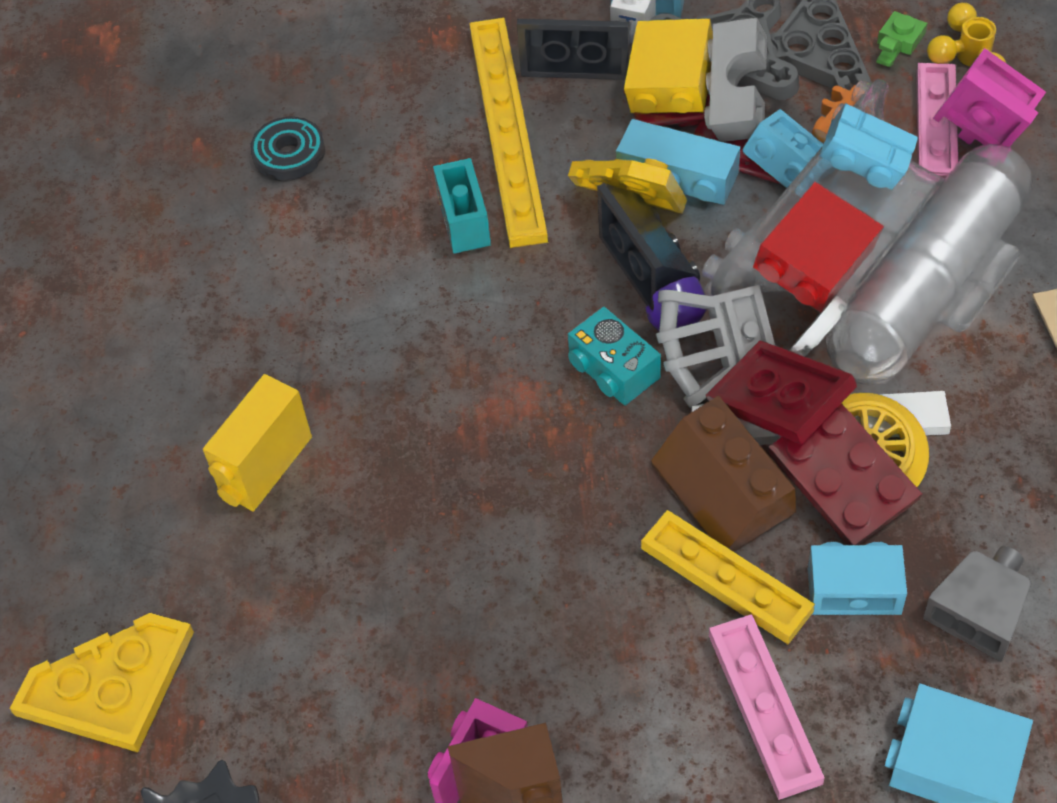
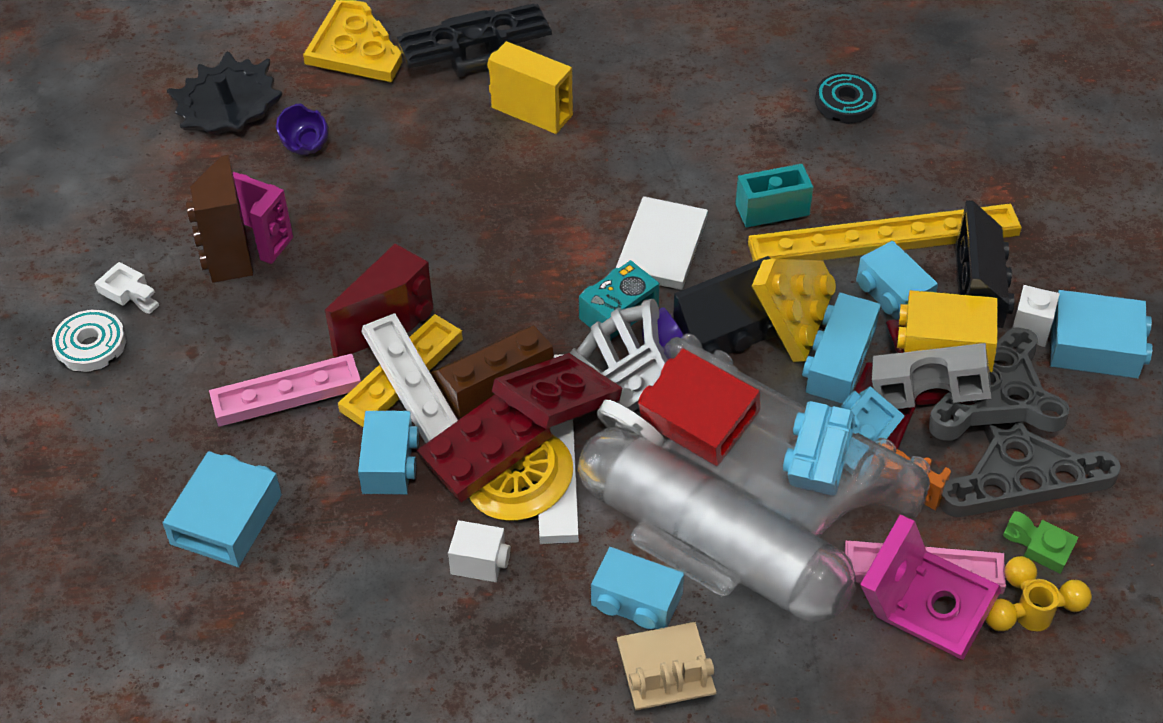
camera: 85 degrees right, 5 degrees down
(123, 527) = (421, 46): none -> black piece
(298, 727) = (302, 129): none -> dark purple hair
(512, 322) = (664, 240): none -> white tile
(584, 115) = (889, 276): none -> medium azure brick
(633, 585) = (393, 284): none -> dark red slope
(751, 555) = (409, 376): none -> white tile
(981, 601) = (356, 538): flat silver torso -> none
(983, 479) = (478, 551): none -> white brick
(1009, 337) = (636, 589): none -> medium azure brick

